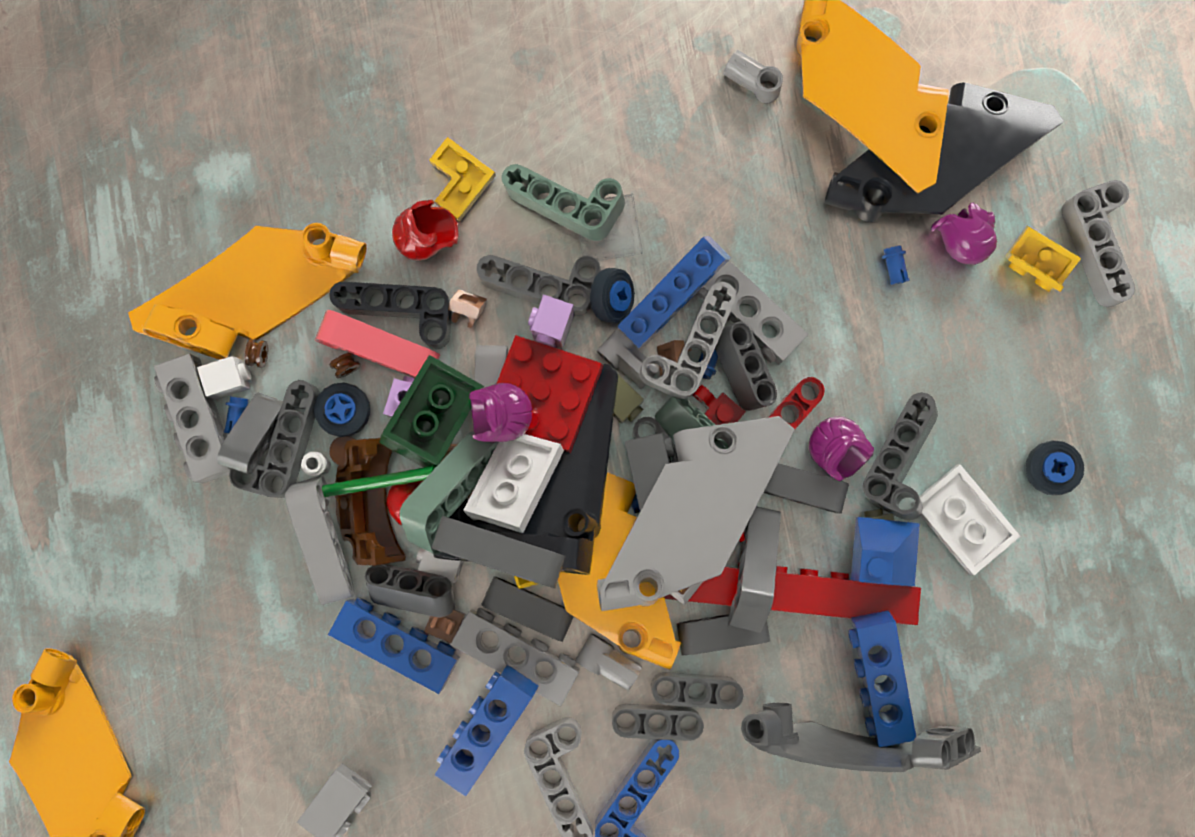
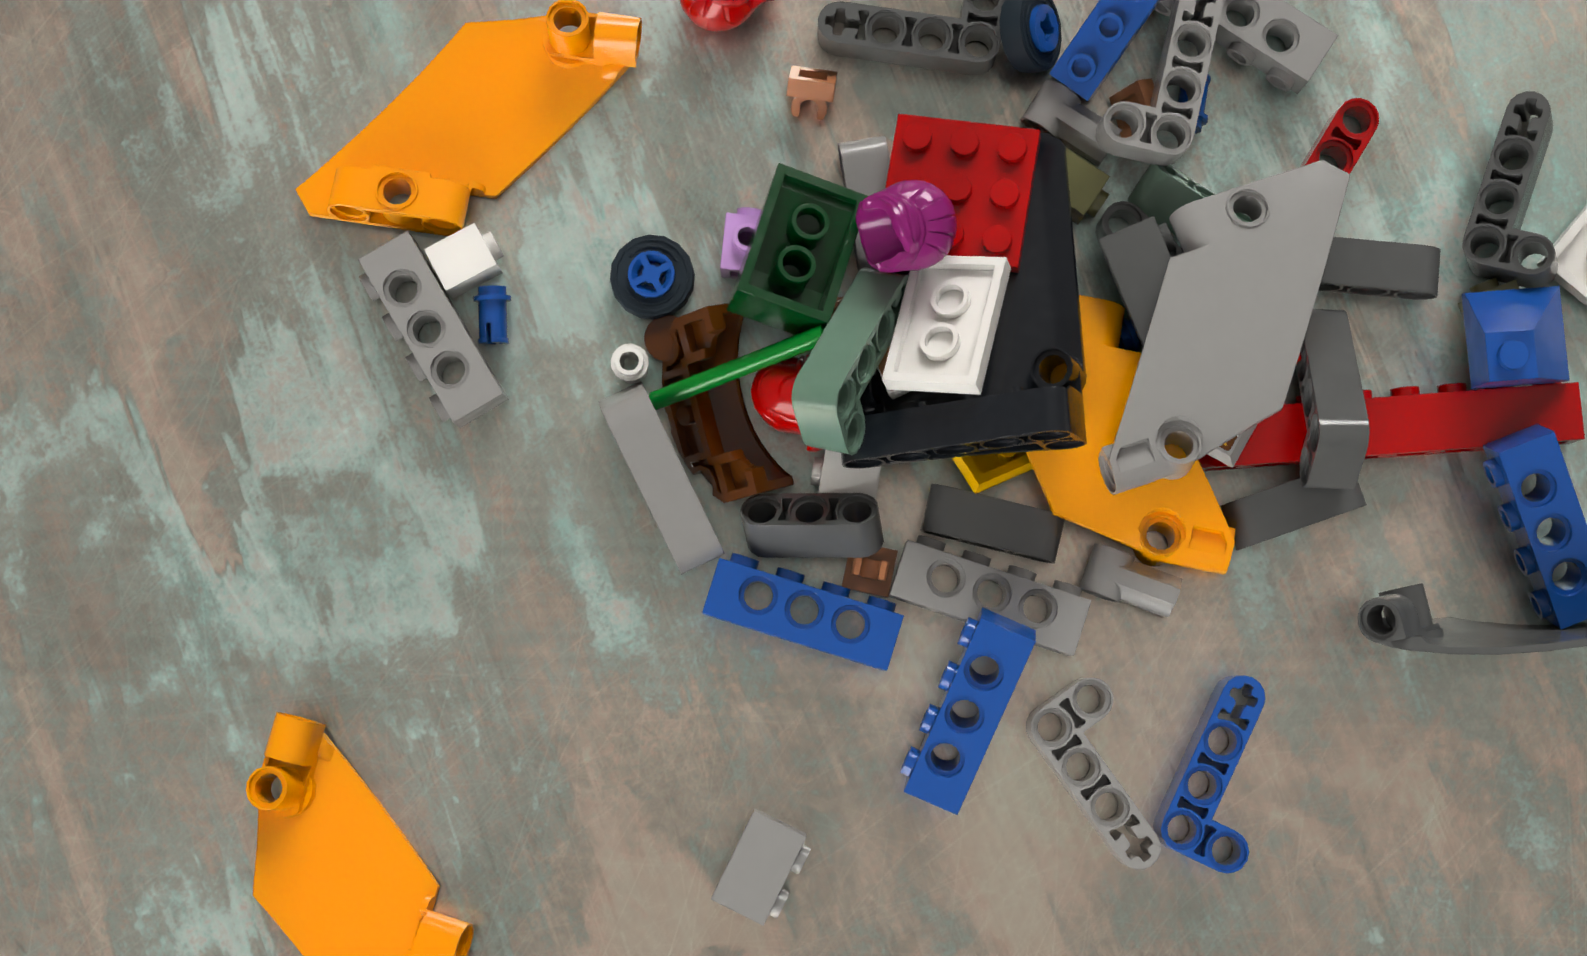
camera: 10 degrees left, 0 degrees up
(250, 434) = (529, 332): beam -> none
(256, 353) = (504, 215): reddish brown bush -> none
(283, 437) = (571, 337): dark grey beam -> none
(344, 365) = (643, 208): reddish brown bush -> none
(372, 343) = (680, 166): coral beam -> none
(391, 305) = (699, 112): black beam -> none
(498, 552) = (953, 423): dark grey beam -> none
(551, 322) = (949, 82): lavender brick -> none
(671, 729) = (1242, 650): dark grey beam -> none
(711, 694) = (1292, 594): dark grey beam -> none
(720, 409) = (1218, 173): red plate -> none
(745, 367) = (1253, 103): dark grey beam -> none
(839, 447) = (1417, 195): magenta hair -> none

